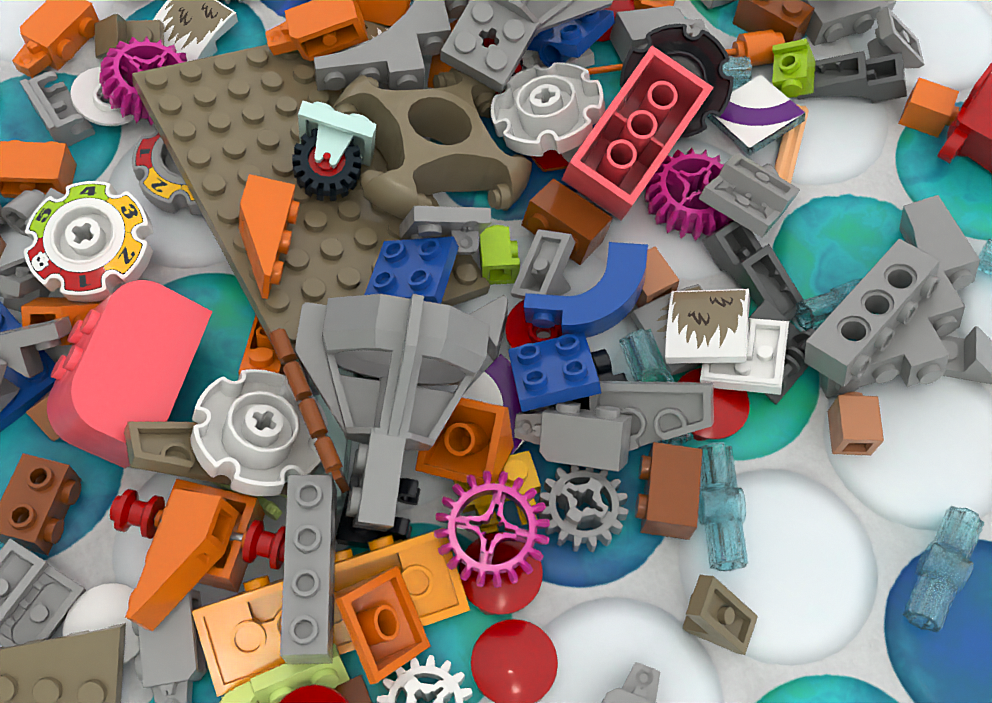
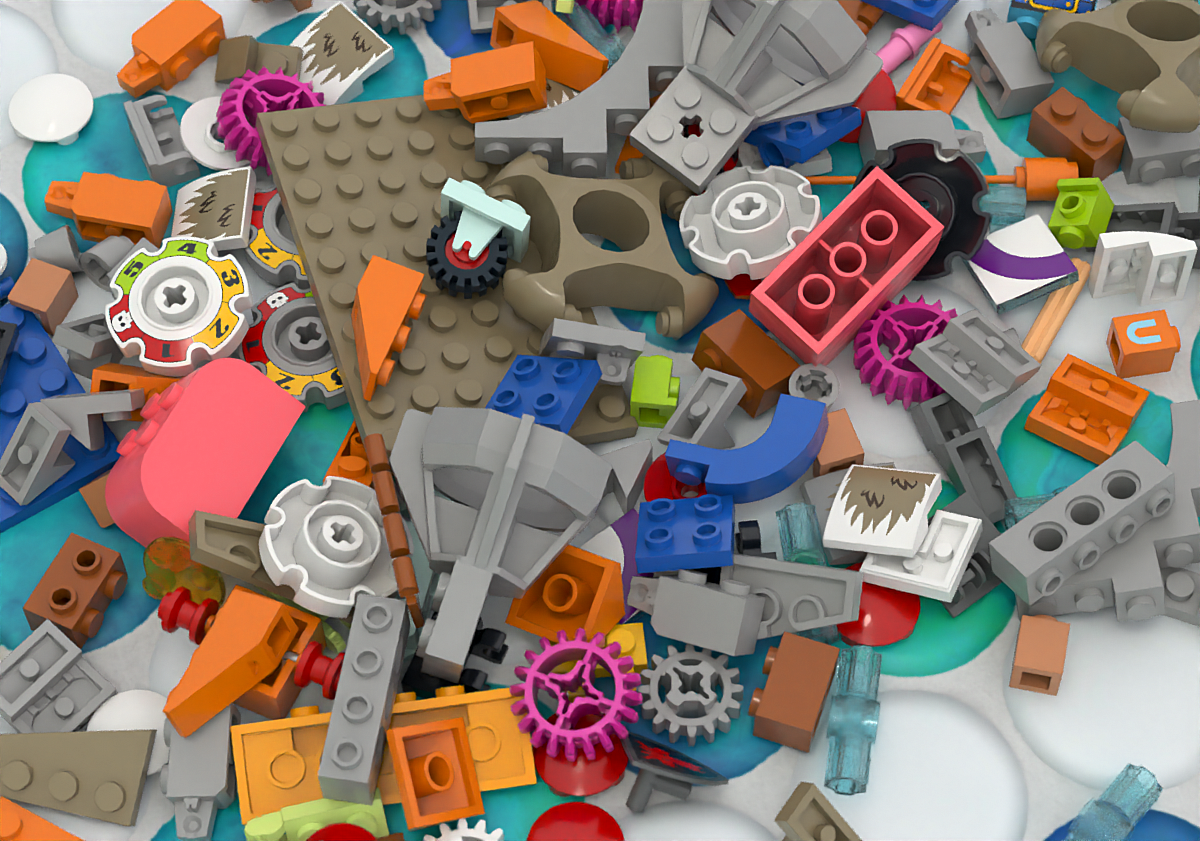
camera: 15 degrees right, 5 degrees down
(112, 156) = (217, 208): none -> slope
(115, 475) = (169, 567): none -> clear yellow dish
(193, 263) = (292, 347): none -> light grey piece
(577, 578) = (663, 771): none -> shield
(626, 230) = (814, 384): none -> light grey hat
(834, 220) = (1086, 410): none -> orange slope
(852, 101) = (1143, 263): none -> white slope
(863, 162) = (1142, 344): none -> orange brick

